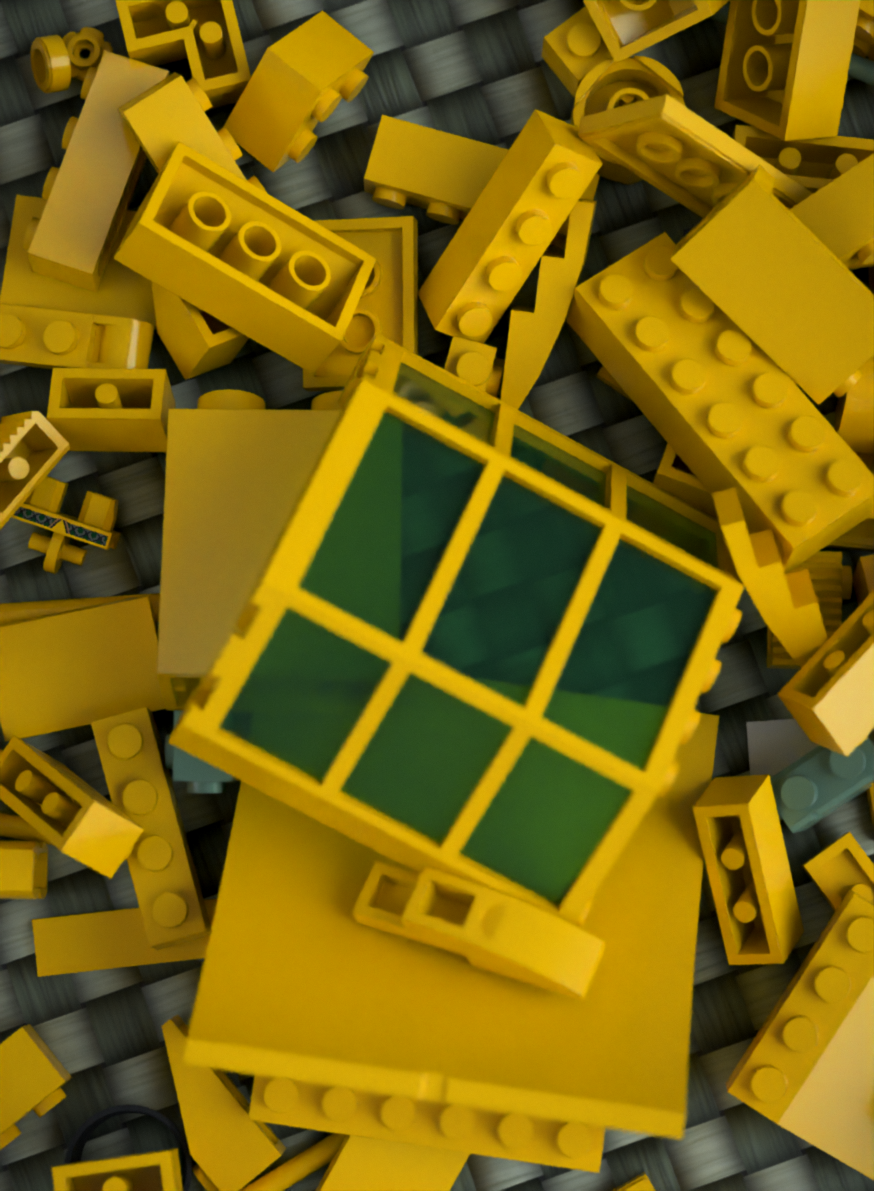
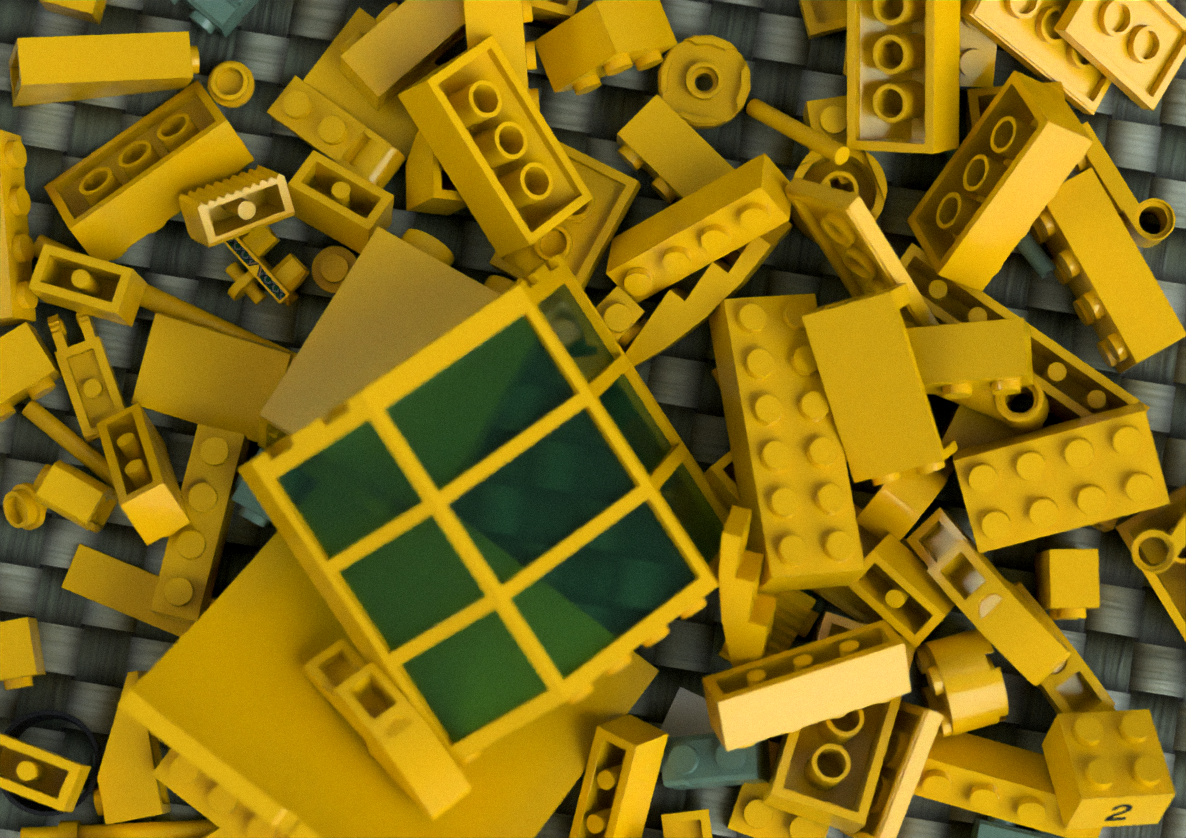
camera: 30 degrees right, 0 degrees up
(141, 483) = (332, 267): none -> yellow plate
(427, 50) = (708, 58): none -> yellow plate
(552, 73) = (798, 131): none -> yellow bar

